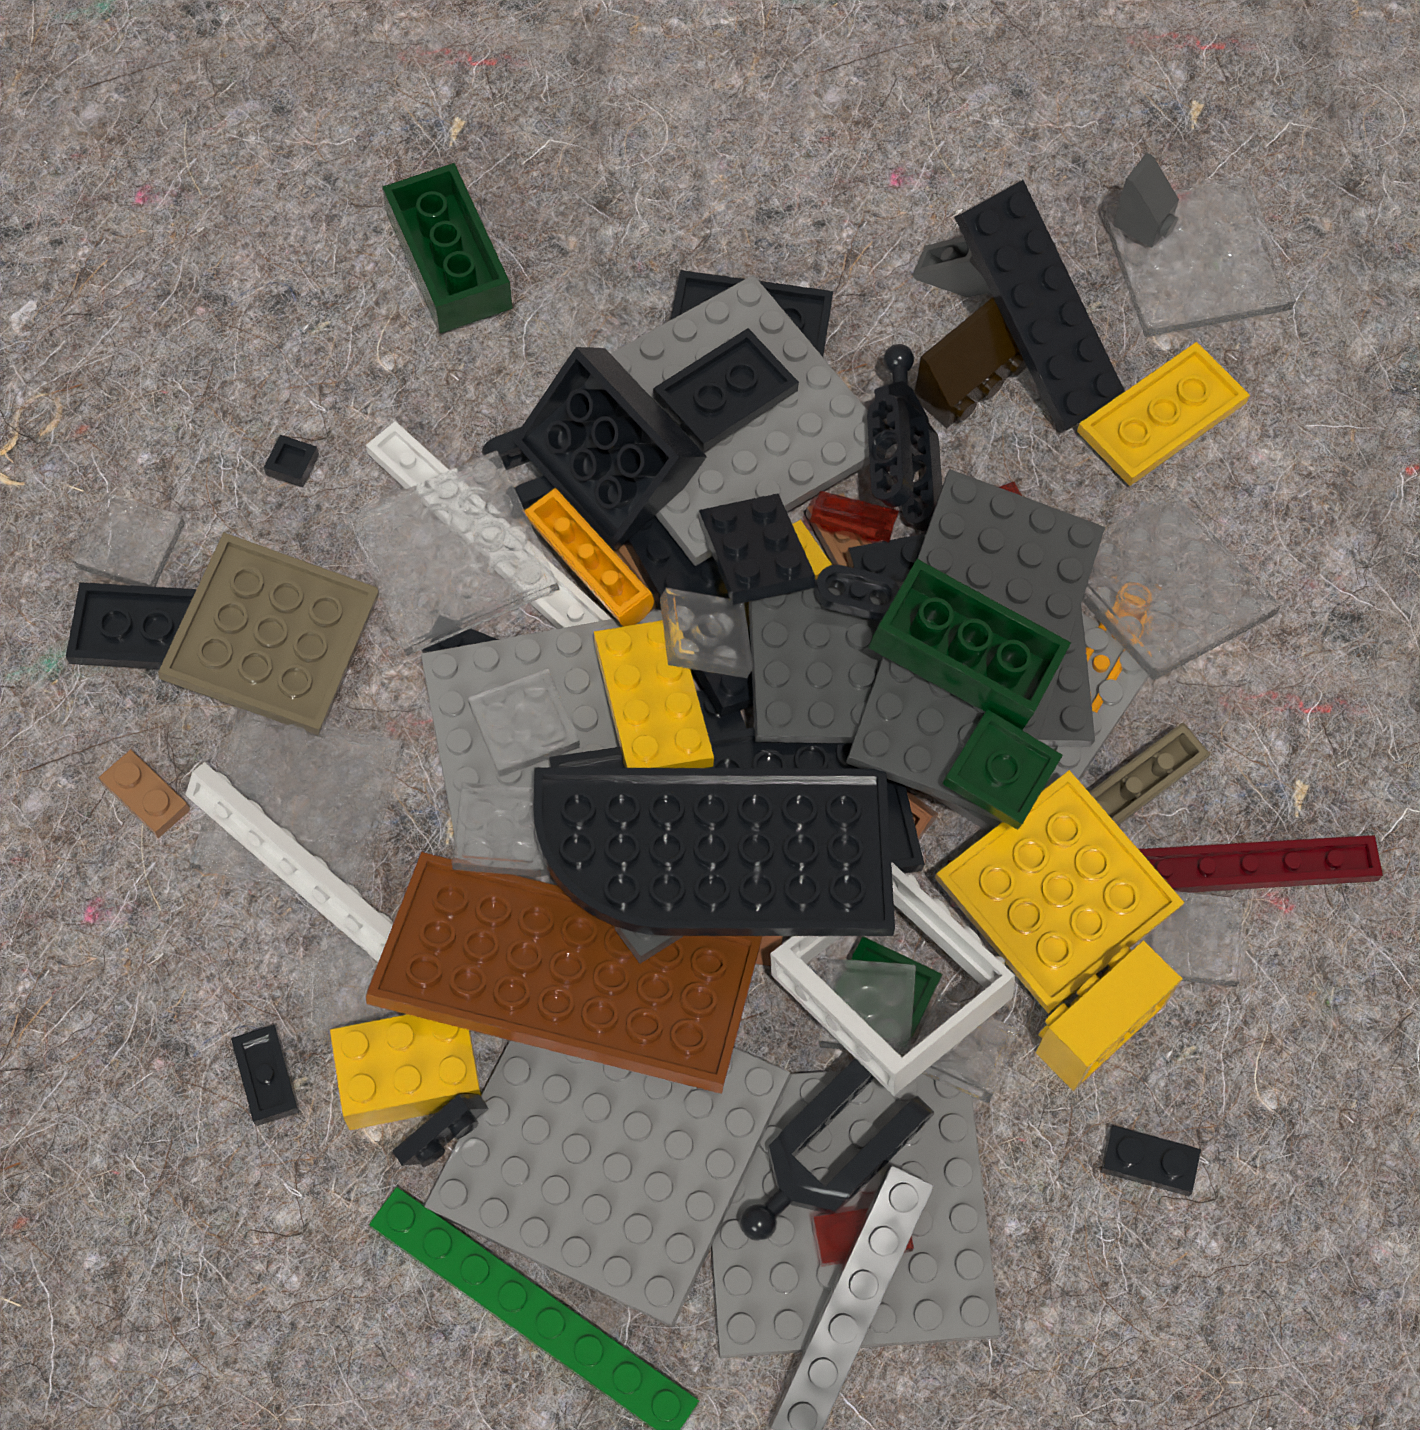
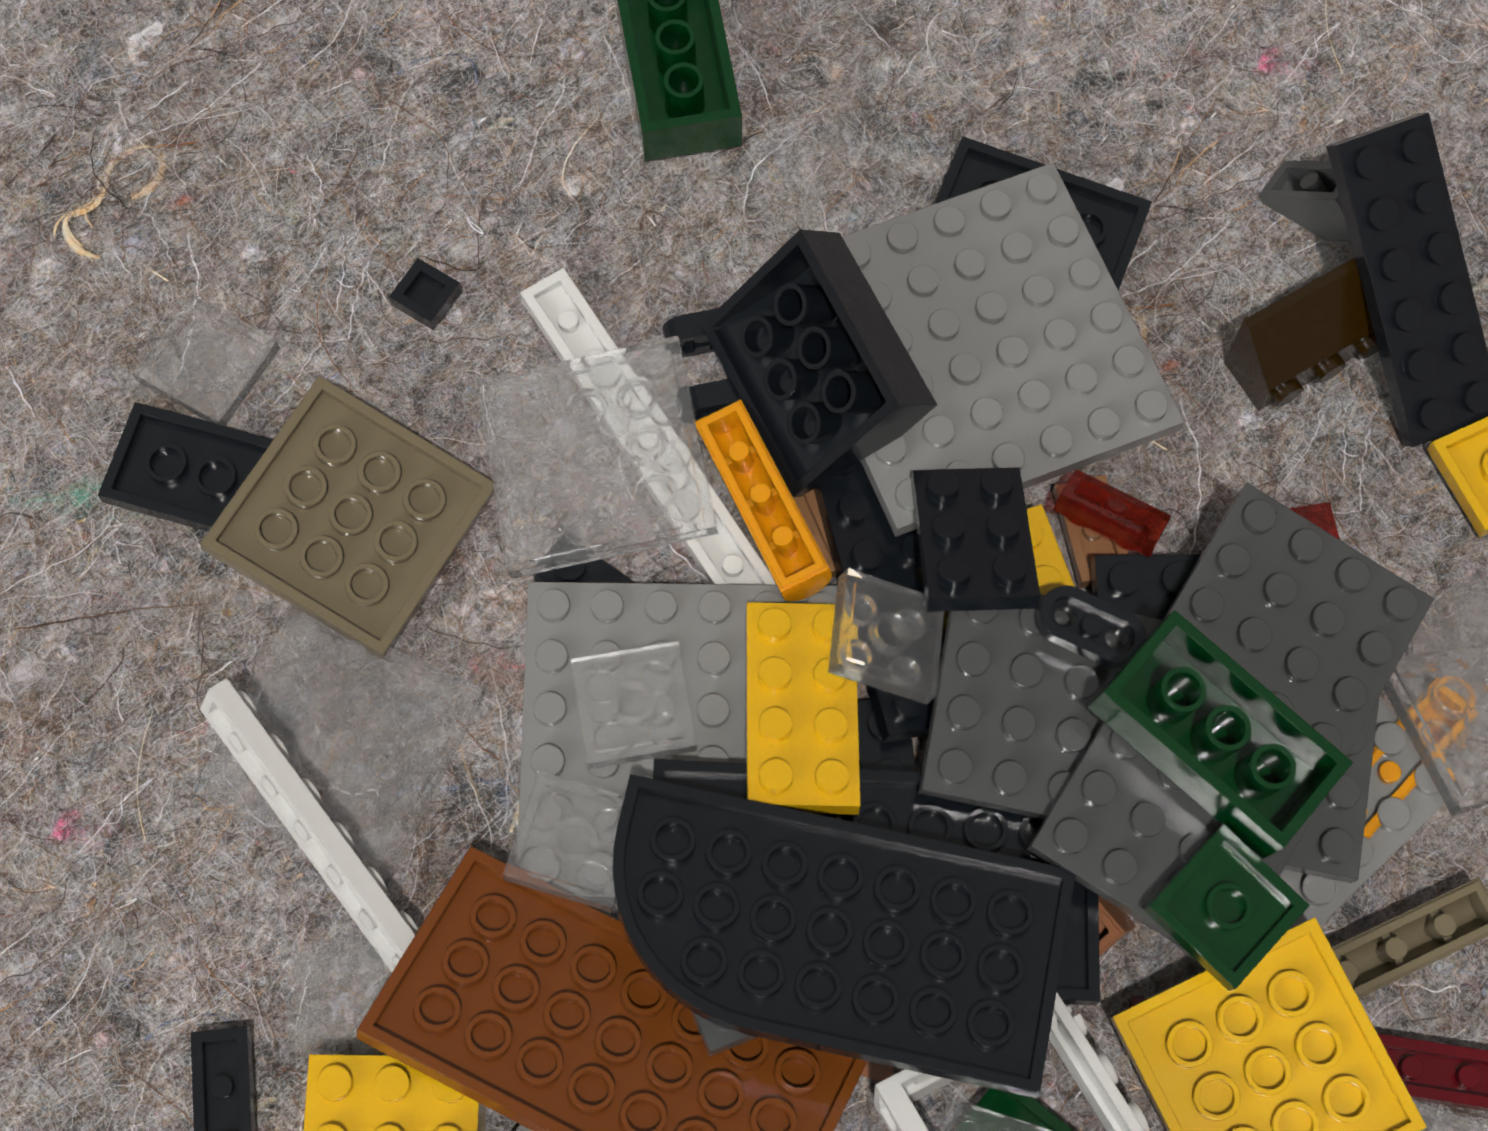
camera: 15 degrees right, 5 degrees up
(144, 793) = (156, 689): medium nougat plate -> none
(725, 389) = (982, 314): black plate -> none
(908, 421) = (1208, 398): black piece -> none

